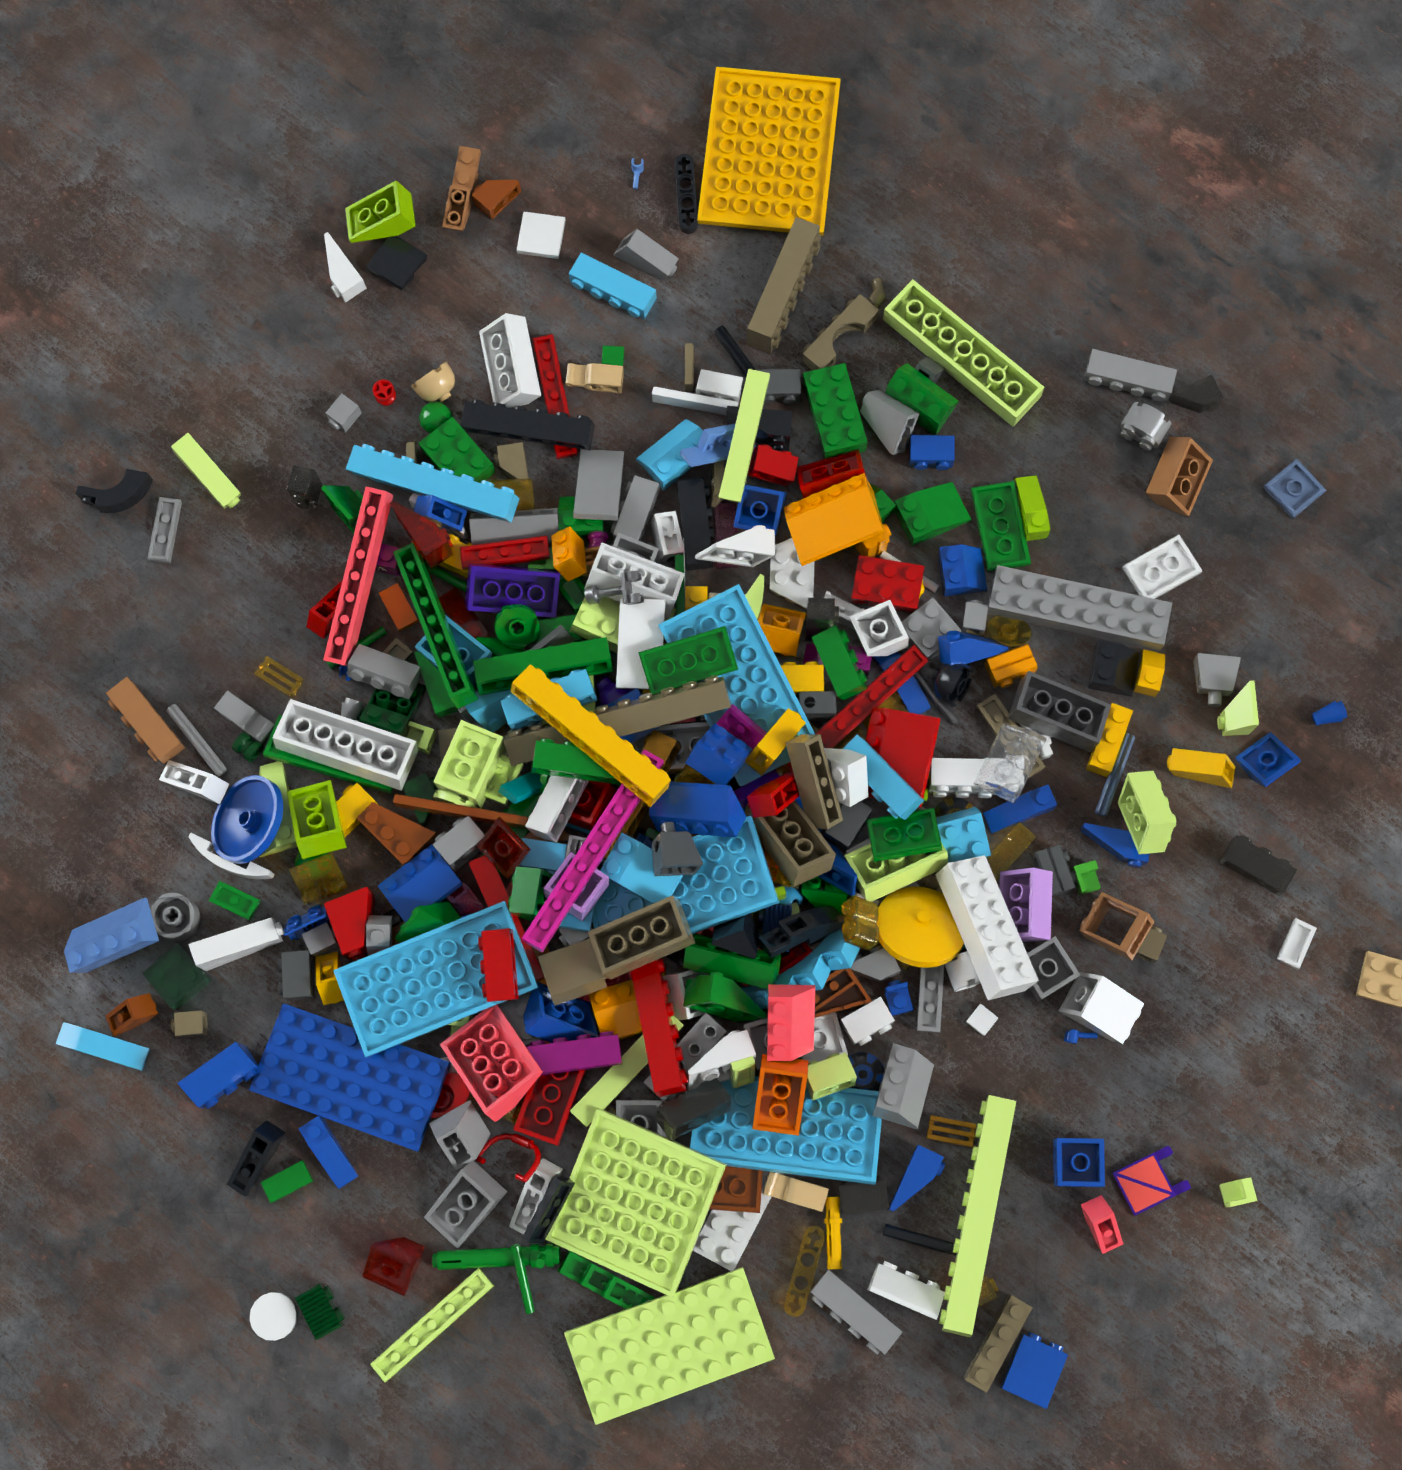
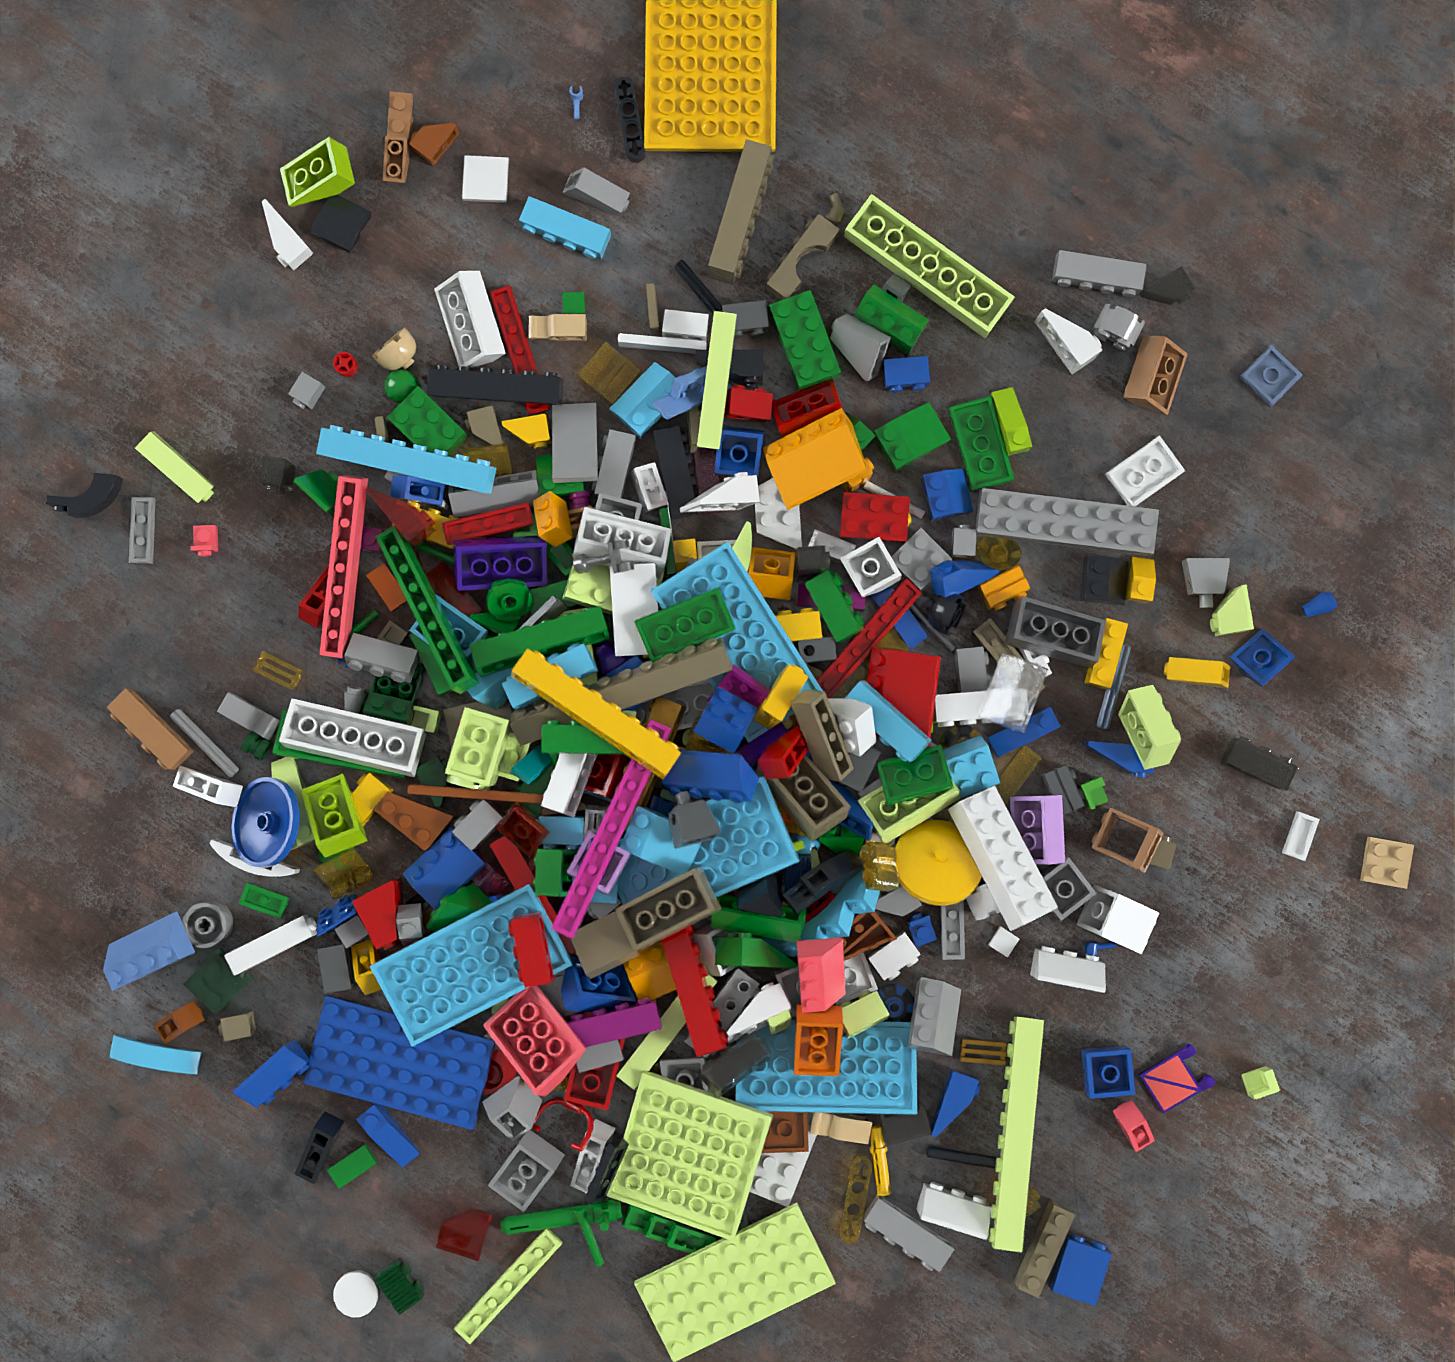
camera: 10 degrees left, 10 degrees up
(225, 545) = (205, 540): none -> coral bracket
(554, 1086) = (600, 1055): none -> light grey tile
(556, 470) = (530, 430): none -> yellow slope
(639, 424) = (608, 372): none -> clear yellow slope
(972, 738) = (972, 670): none -> light grey brick
(1046, 1052) = (1068, 969): none -> white slope
(1095, 434) = (1071, 343): none -> white slope

